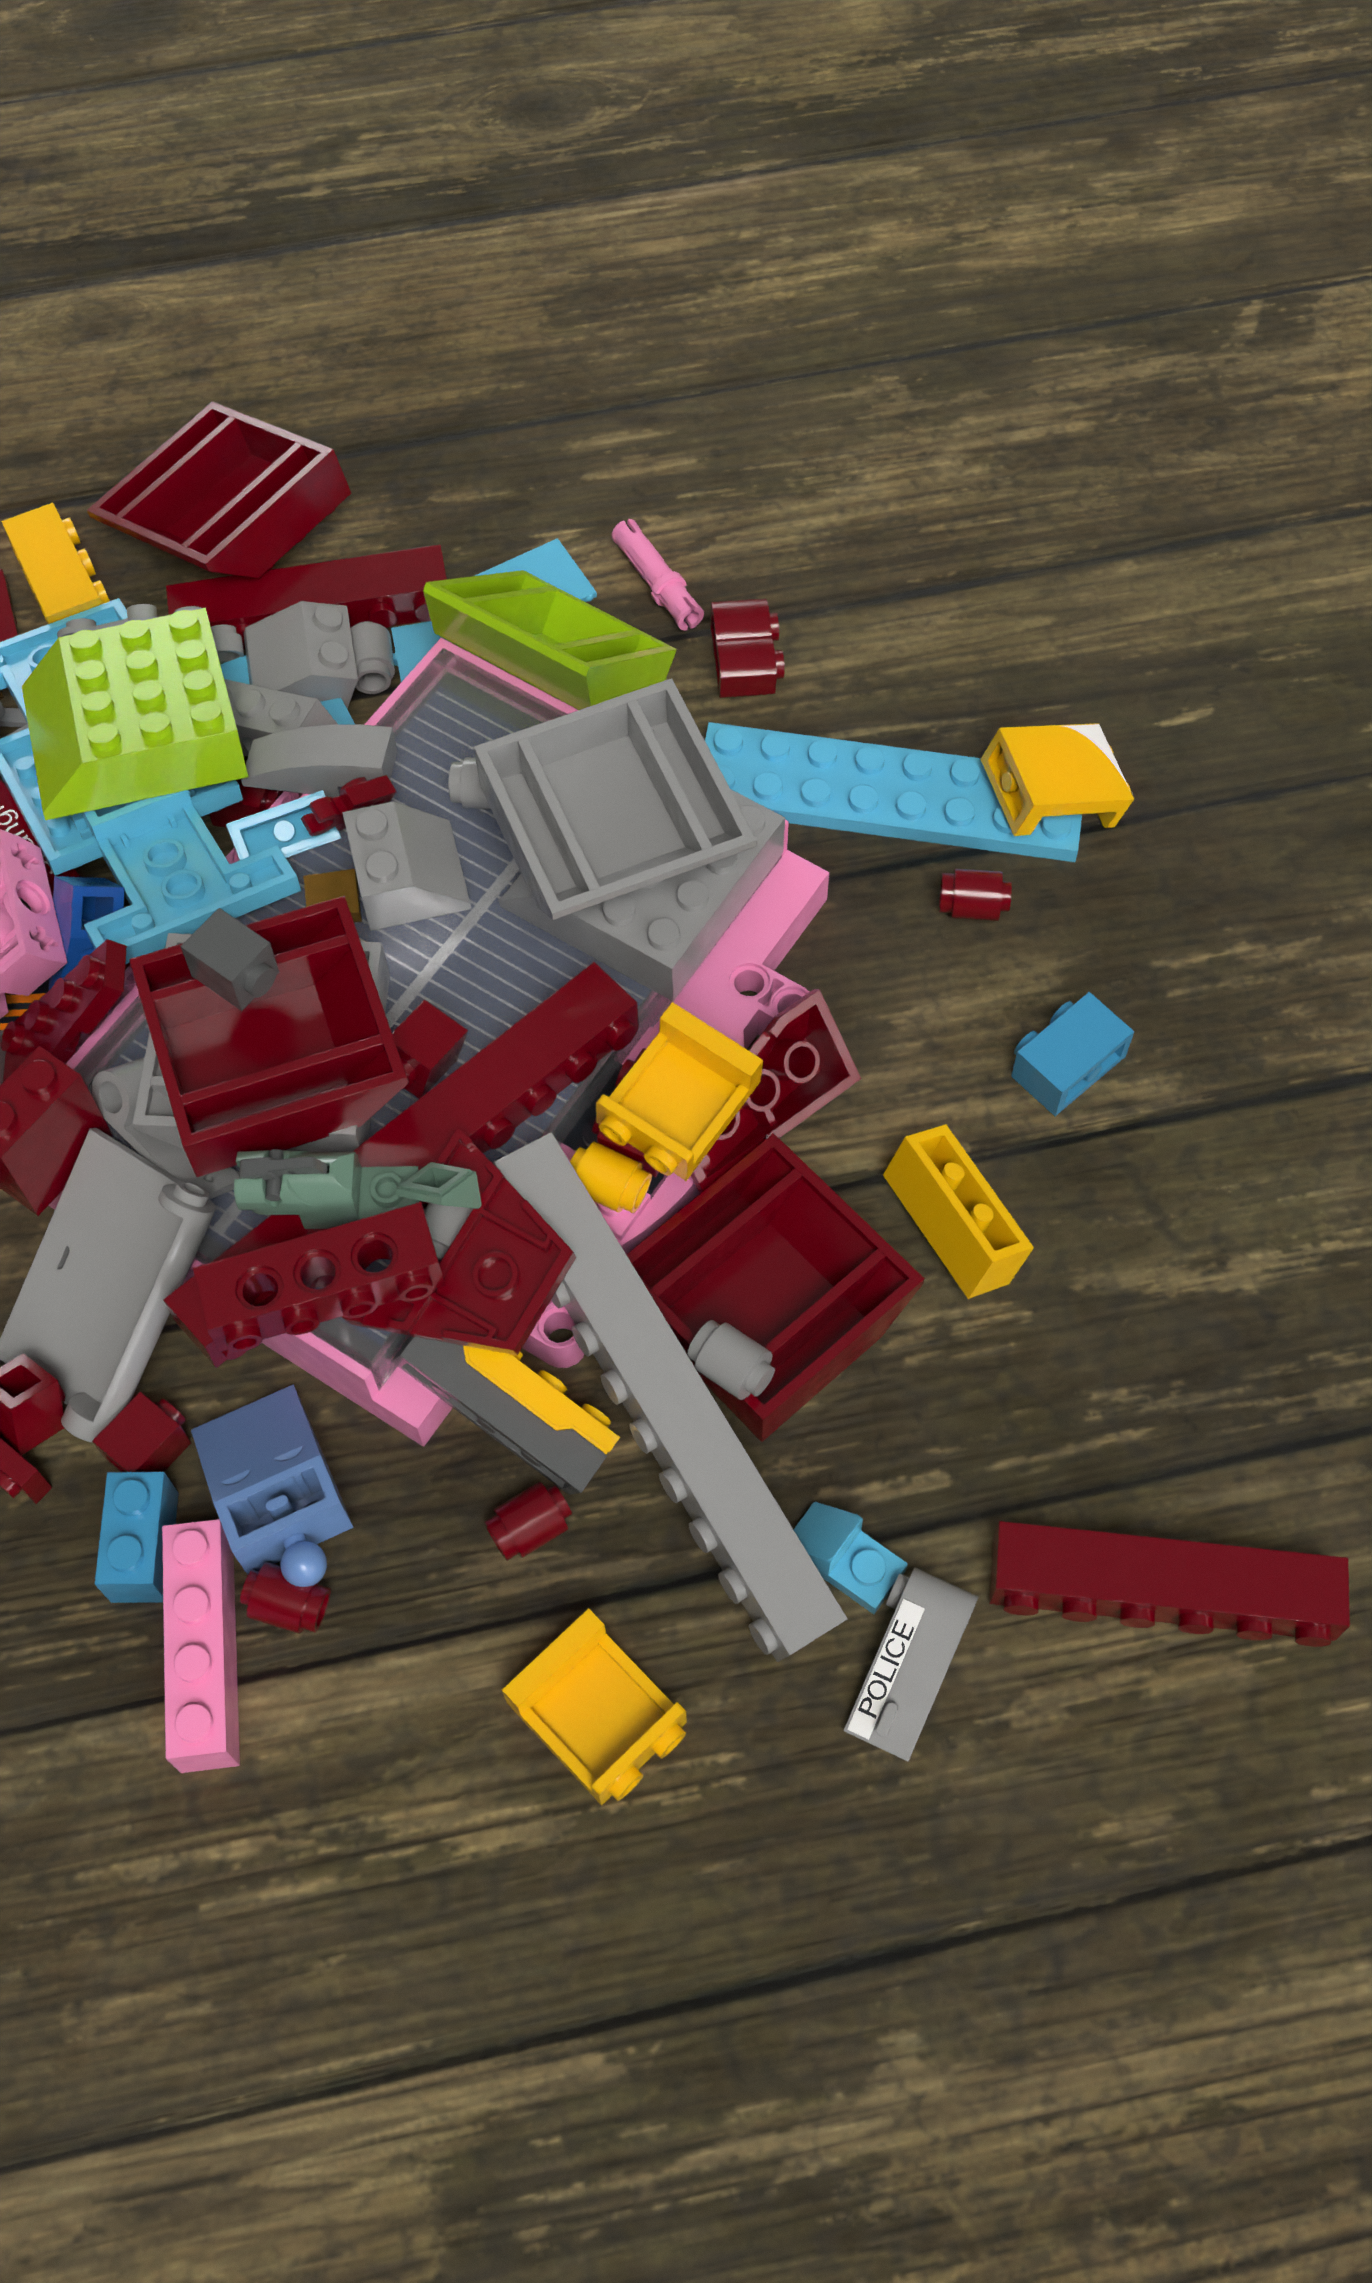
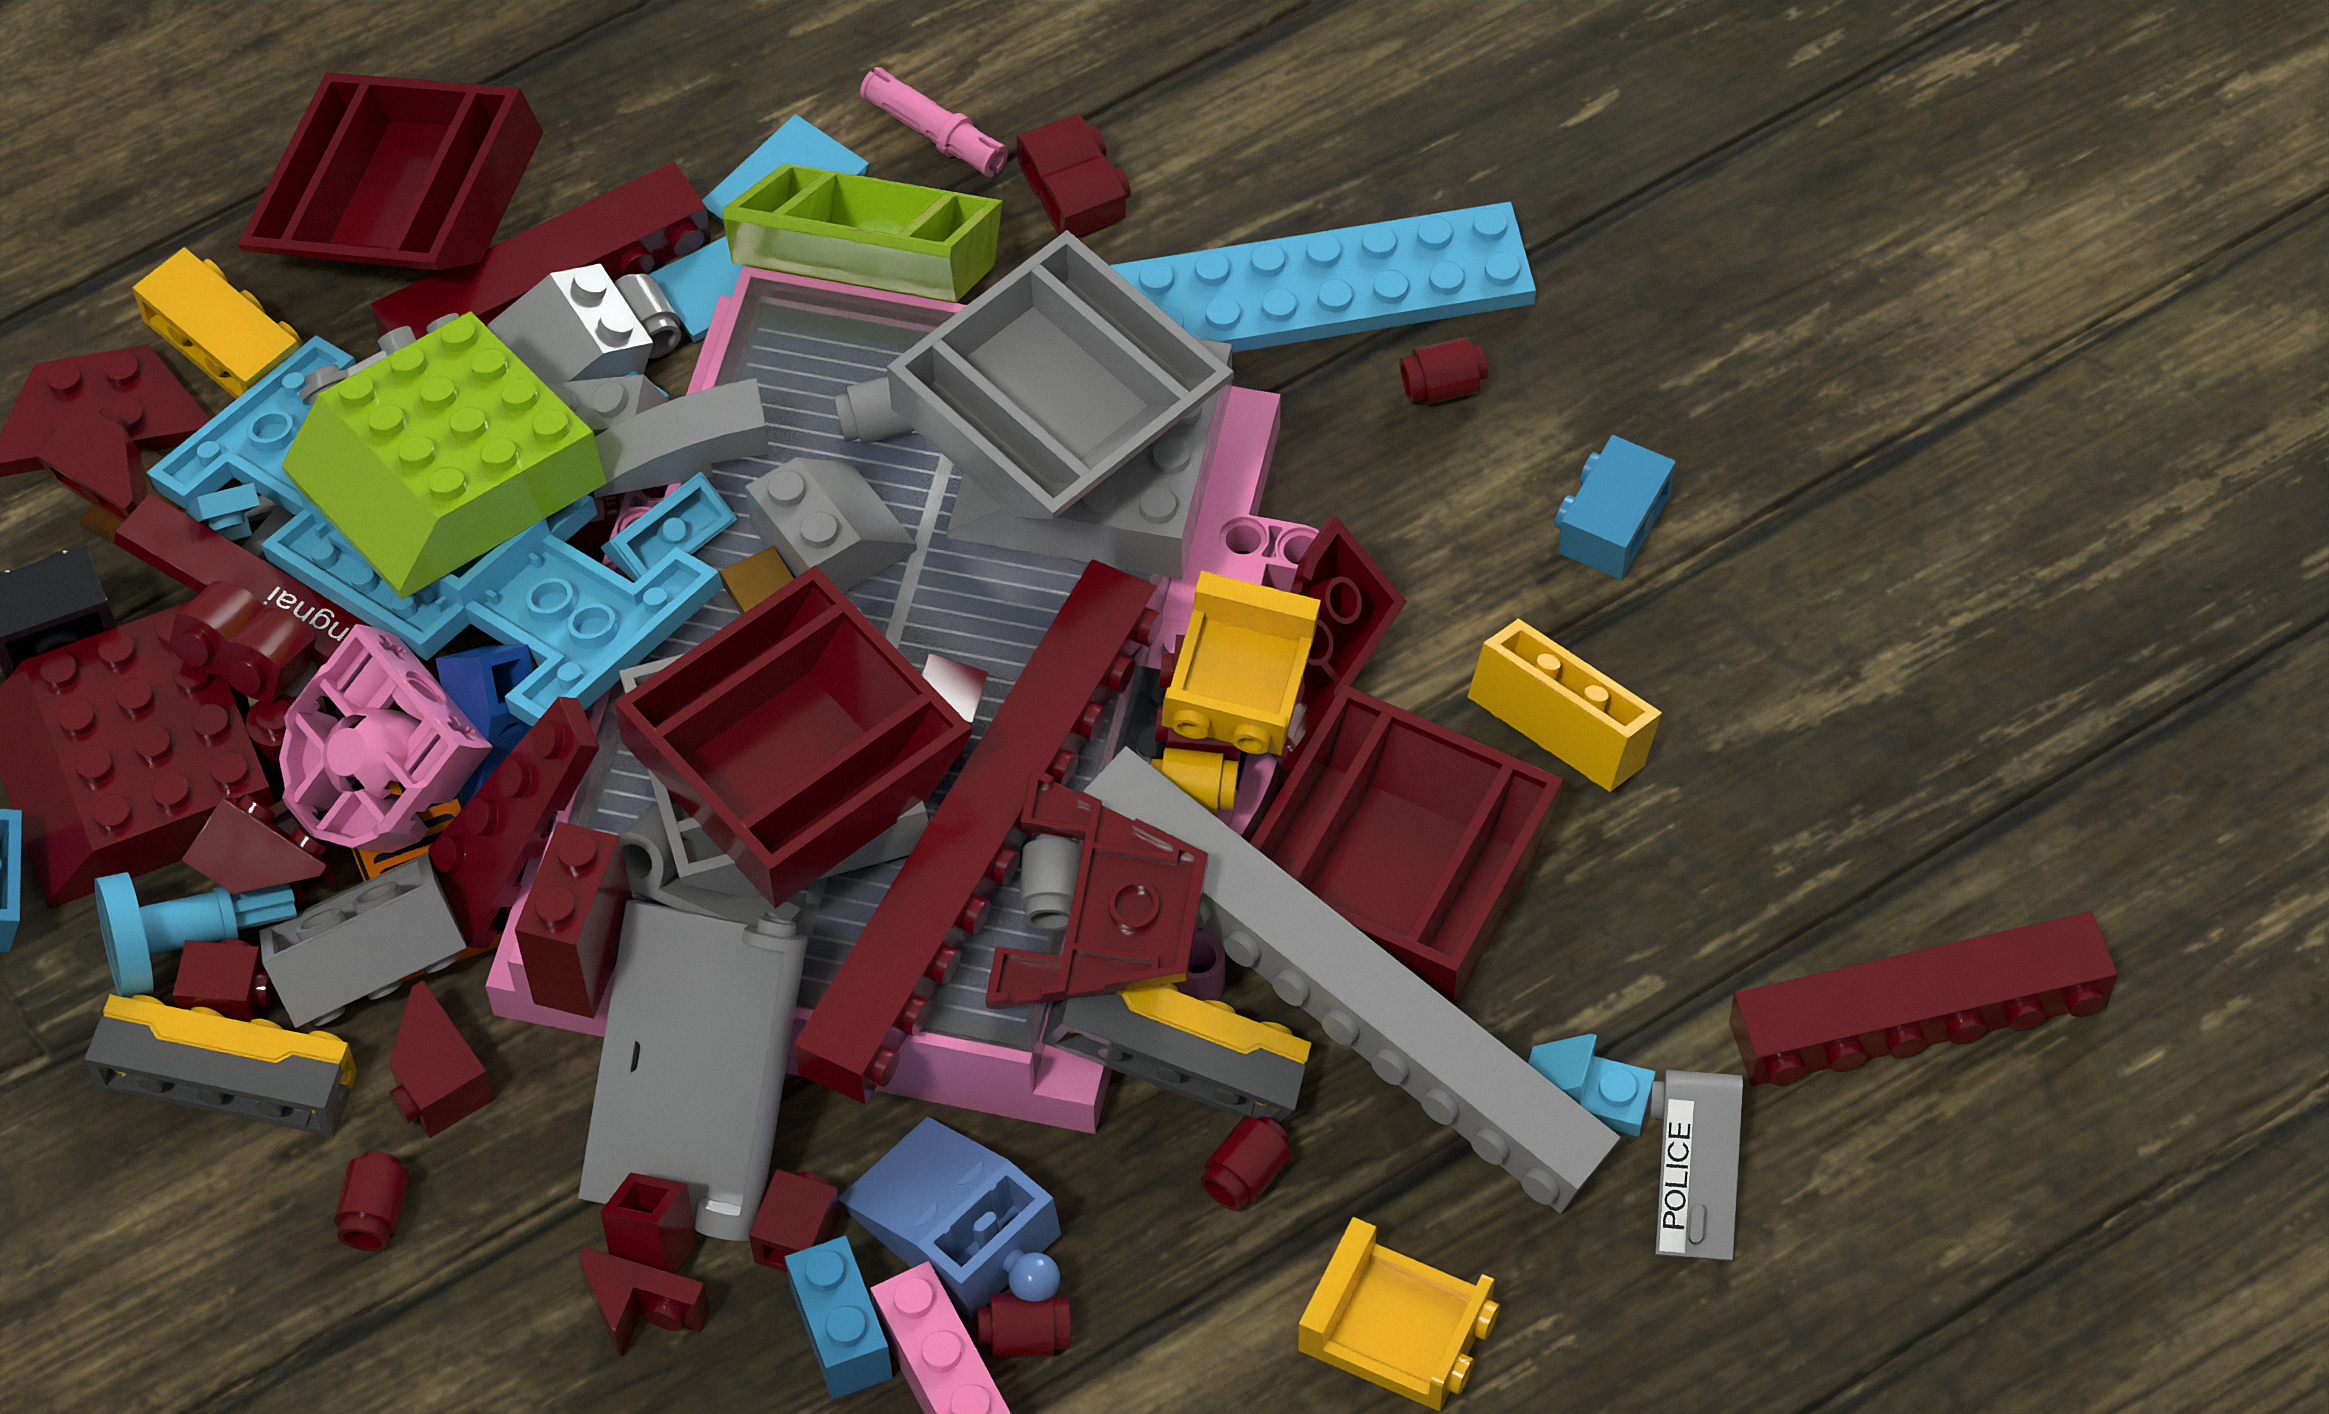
camera: 20 degrees left, 5 degrees down
(230, 959) = (736, 664): dark grey brick -> none
(290, 1267) = (1025, 895): dark red brick -> none
(317, 1186) = (926, 872): sand green plate -> none
(353, 795) = (741, 468): dark red plate -> none
(442, 1186) = (1048, 829): sand green slope -> none
(731, 1359) = (1403, 918): light grey brick -> none
(1055, 774) = (1480, 214): yellow panel -> none

